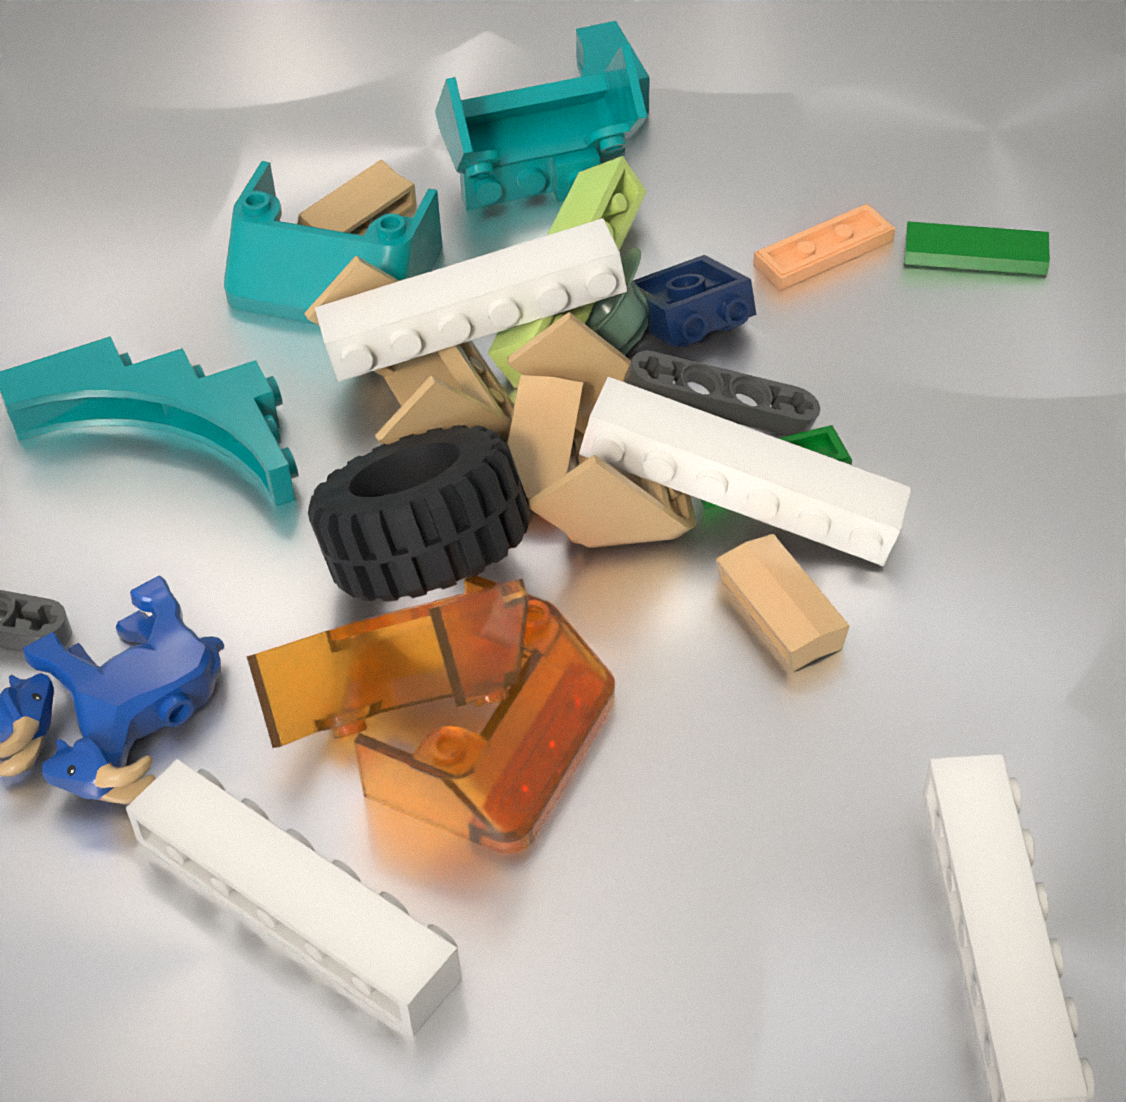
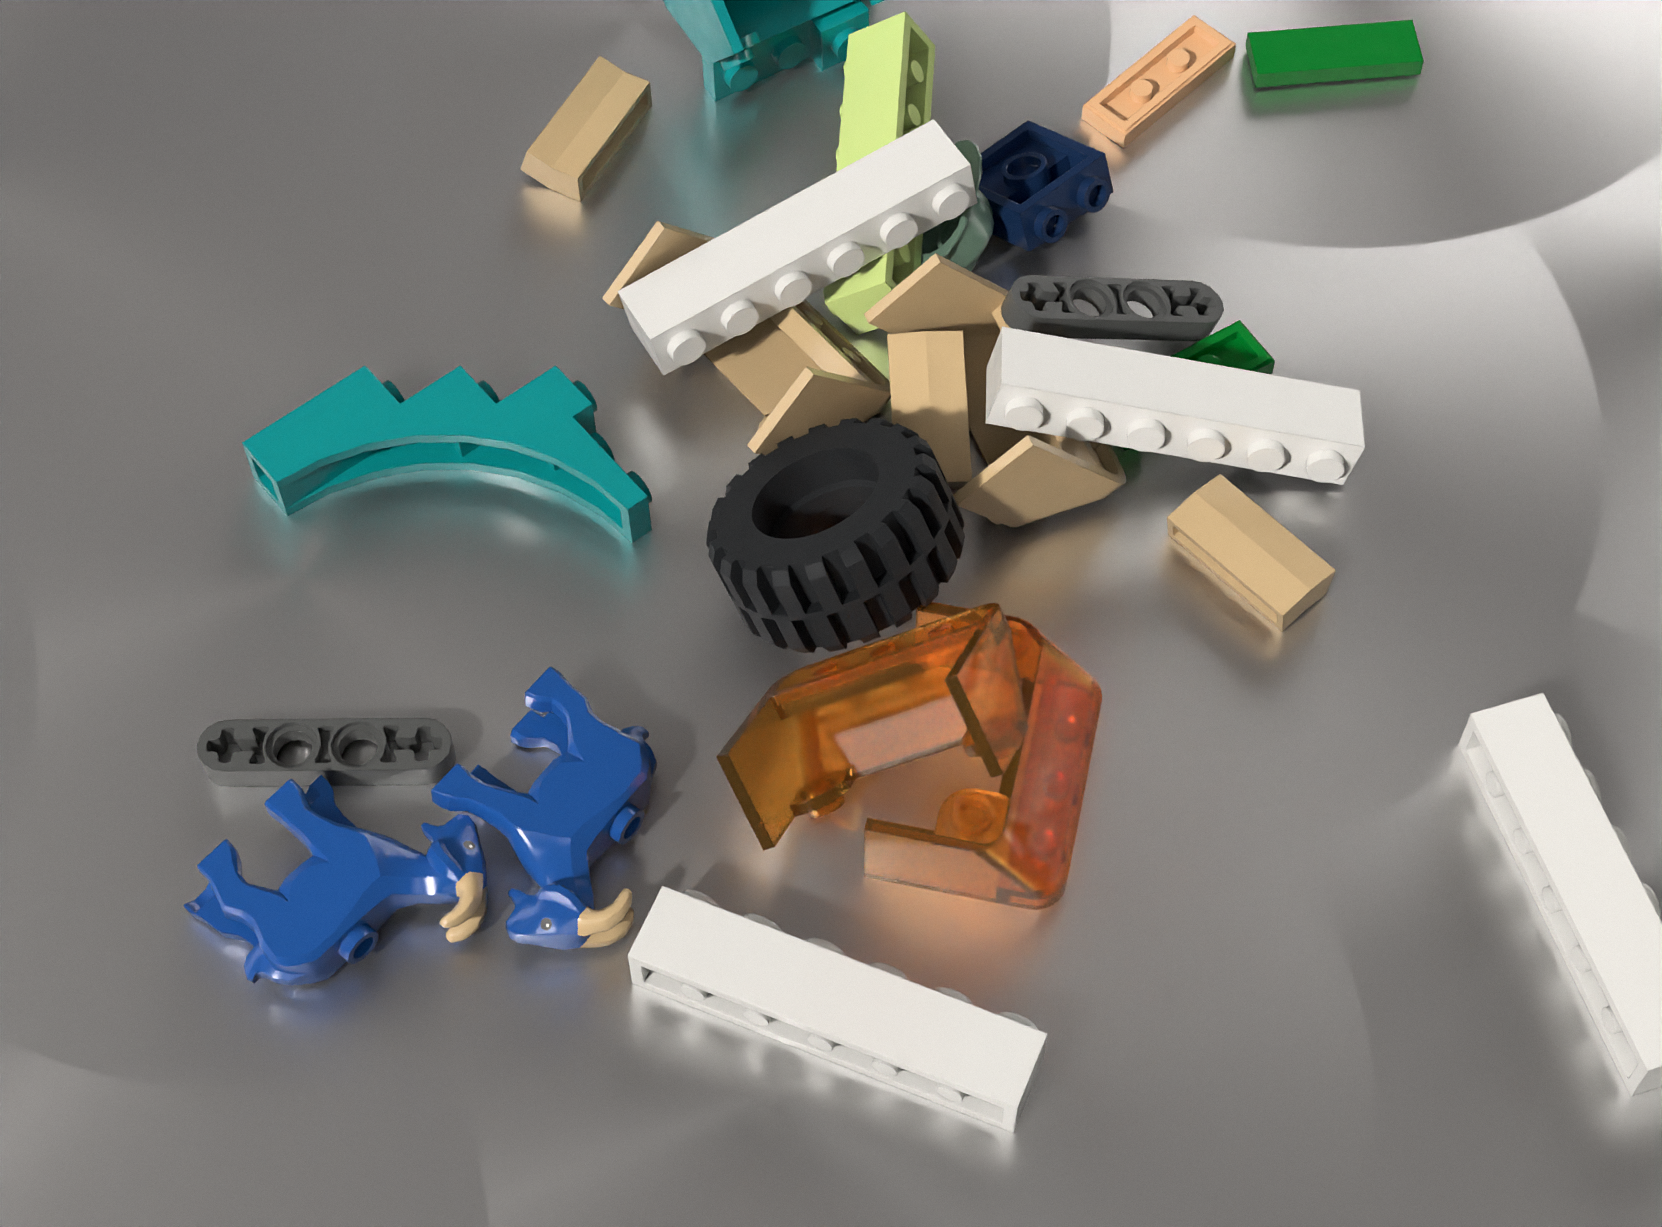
camera: 15 degrees left, 10 degrees up
(286, 266) = (568, 229): teal windscreen -> none

